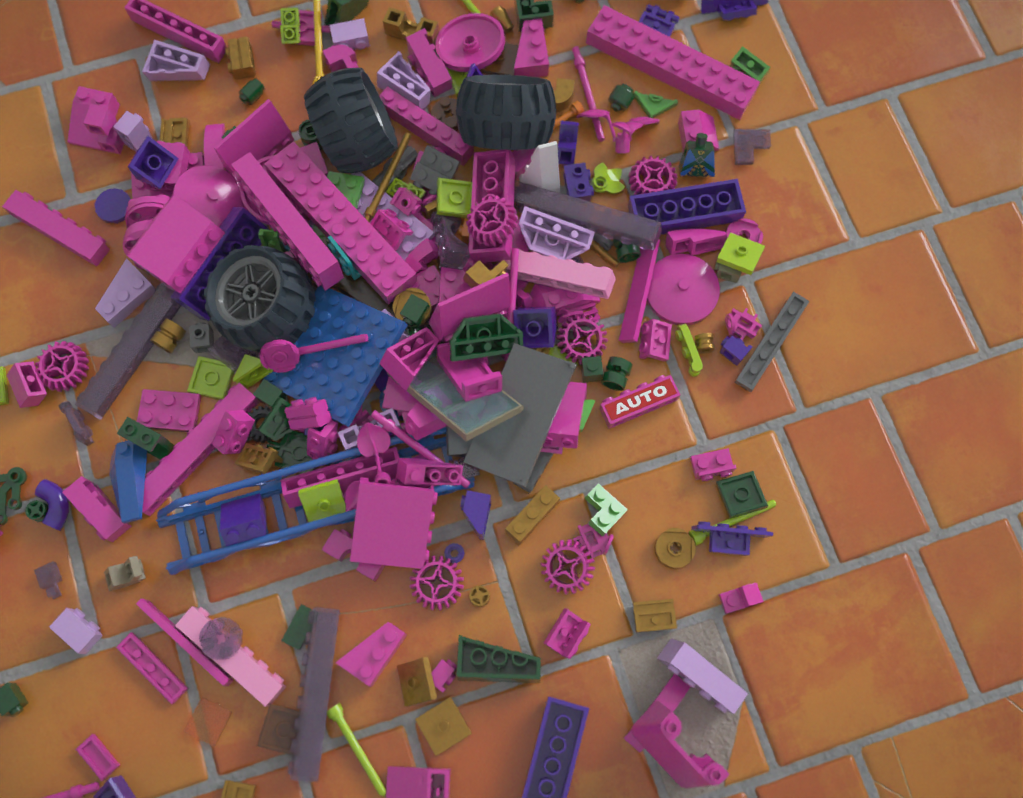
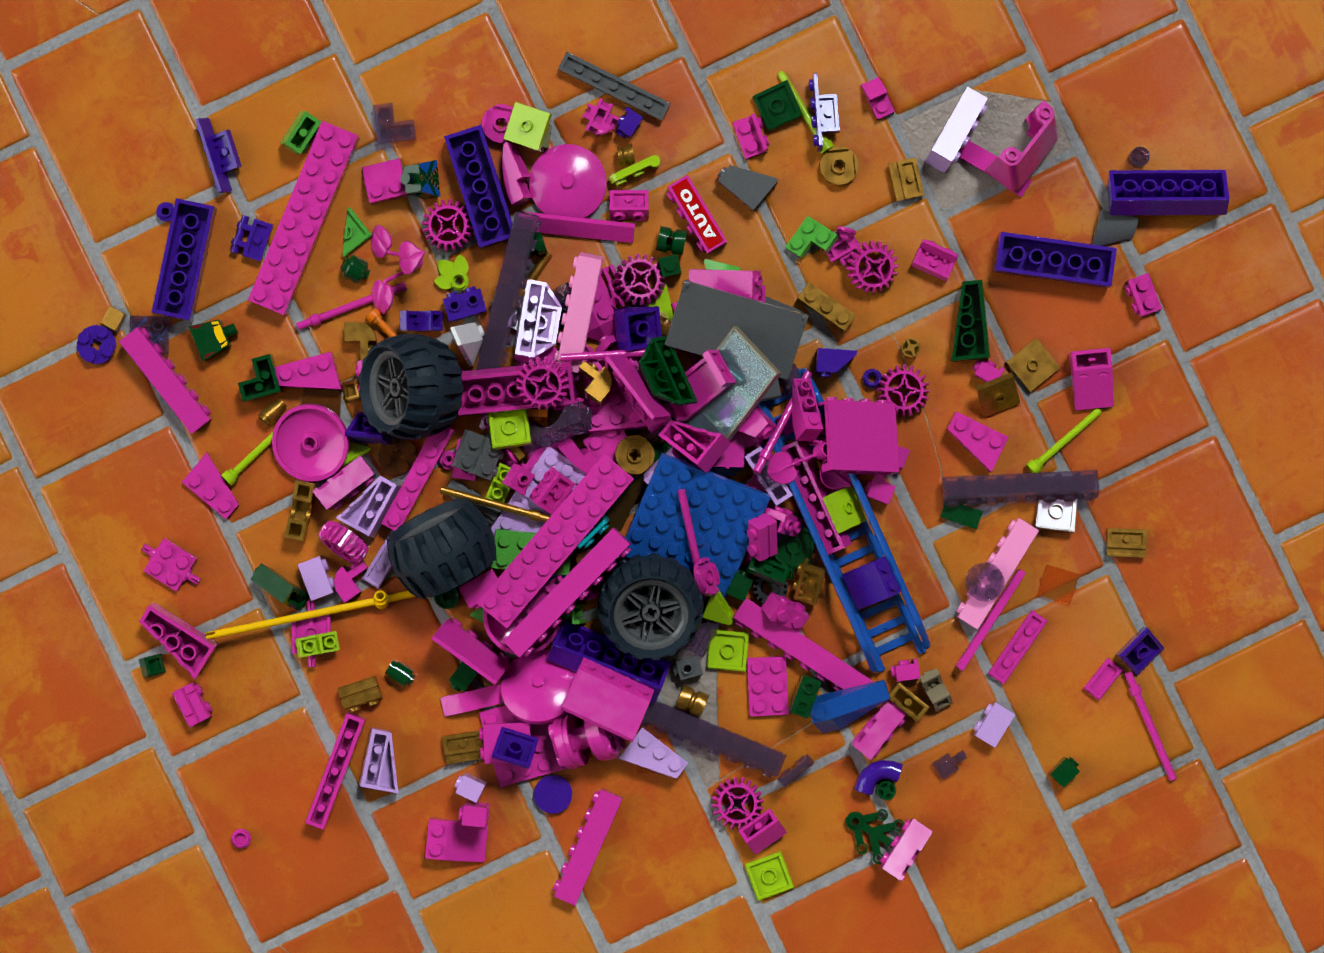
camera: 95 degrees left, 15 degrees up
(118, 543) = (907, 701): none -> pearl gold brick
(151, 546) = (905, 670): none -> dark pink brick
(376, 53) = (343, 542): none -> dark pink gear
(414, 311) = (643, 449): dark green brick -> none
(663, 453) = (746, 185): none -> dark grey slope

